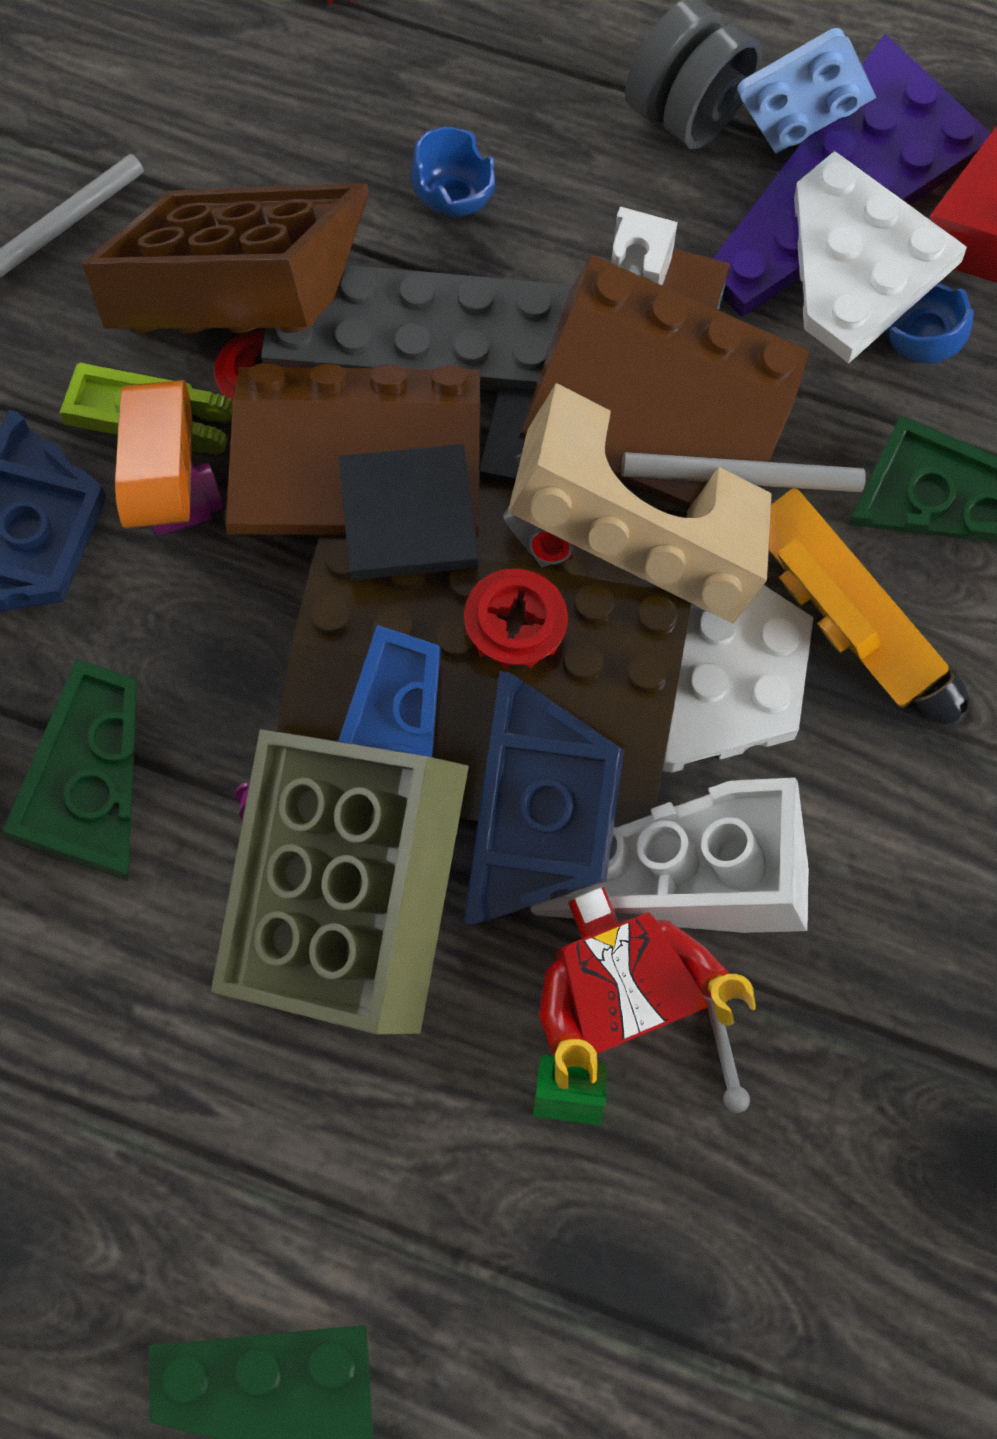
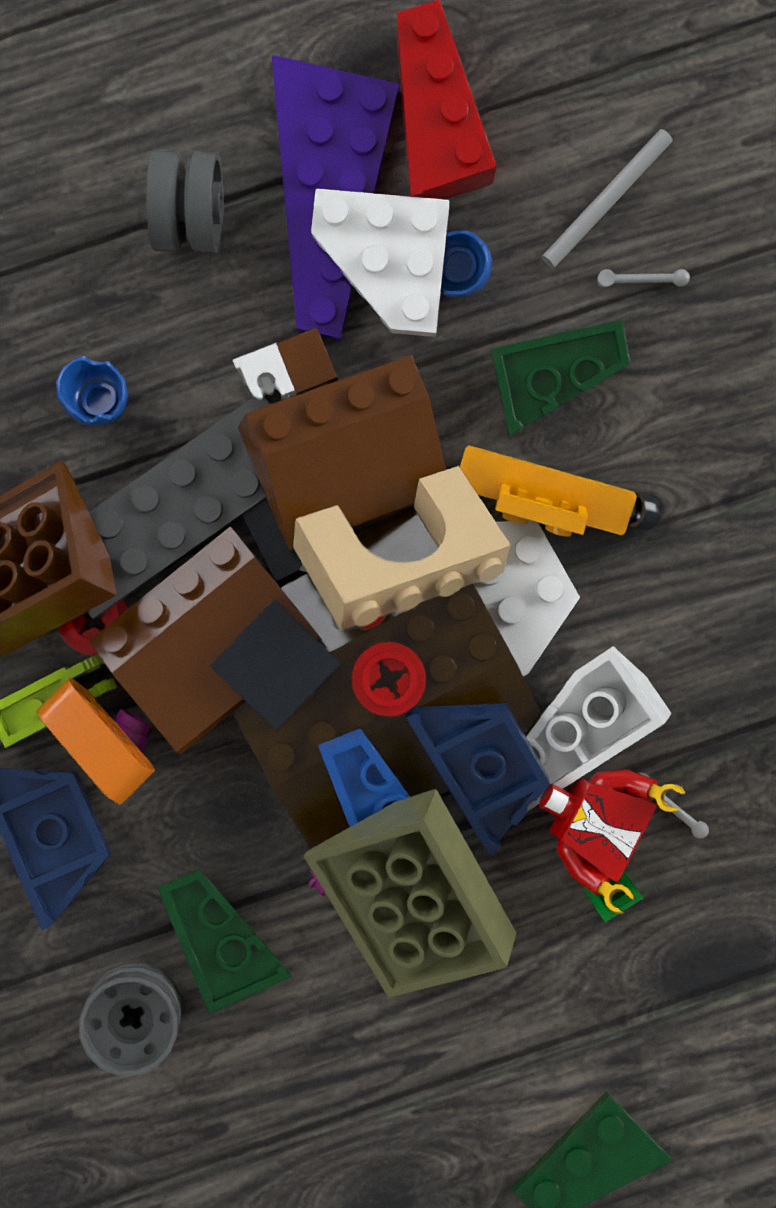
camera: 40 degrees left, 20 degrees up
(756, 472) = (431, 464): light grey bar -> none
(806, 90) = (265, 155): light blue bracket -> none

